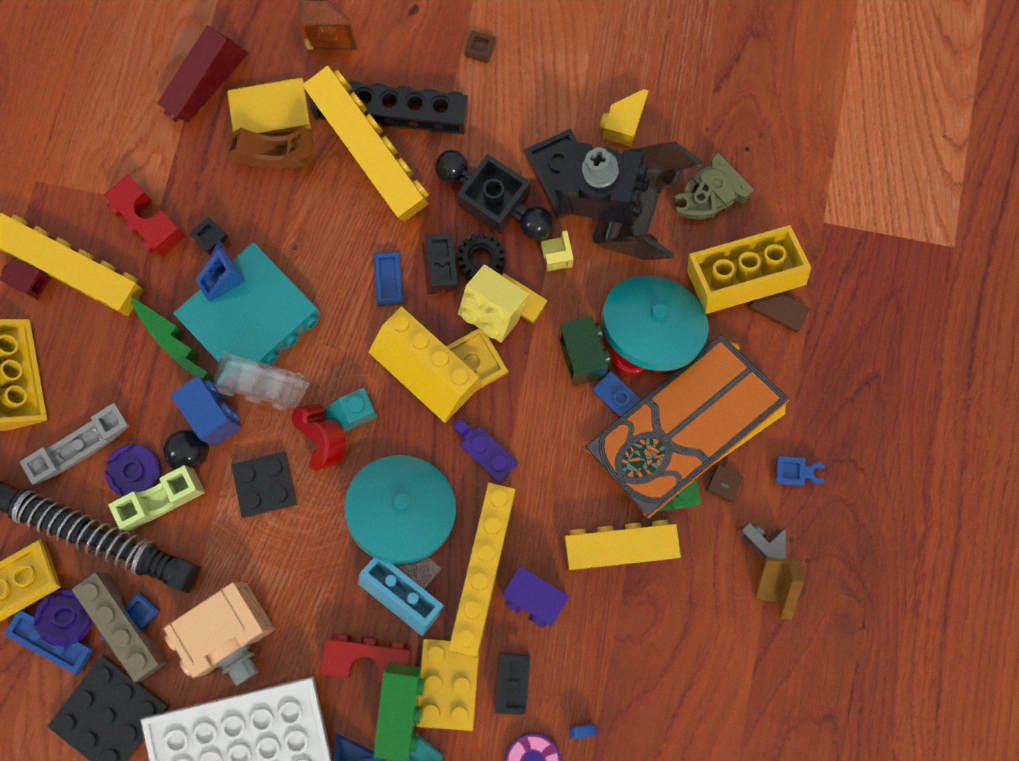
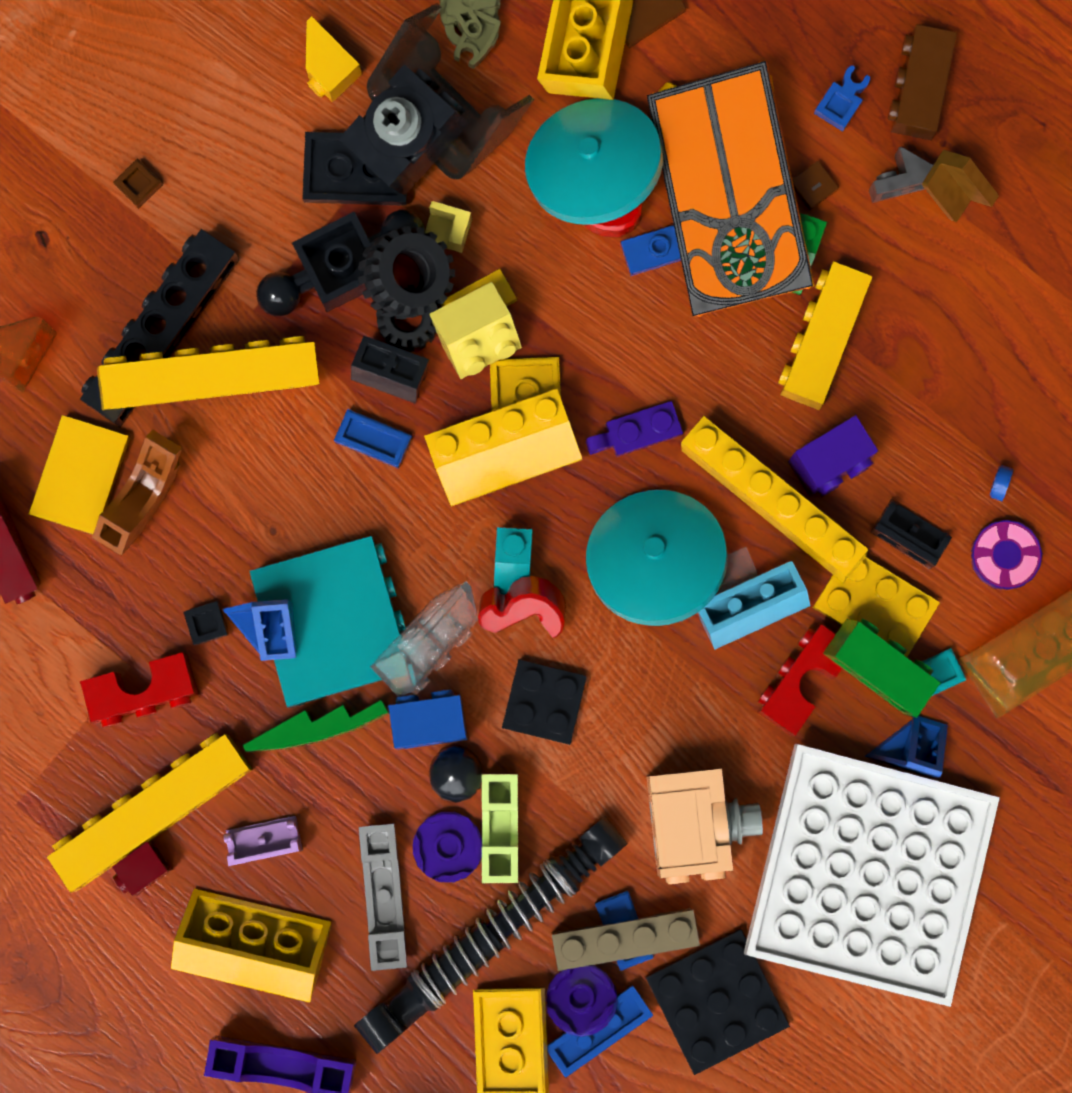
camera: 65 degrees left, 5 degrees up
(78, 346) = (262, 840): none -> lavender hinge
(528, 235) = (432, 266): none -> black tyre
(583, 350) = (585, 258): dark green brick -> none
(842, 521) = (922, 82): none -> reddish brown brick

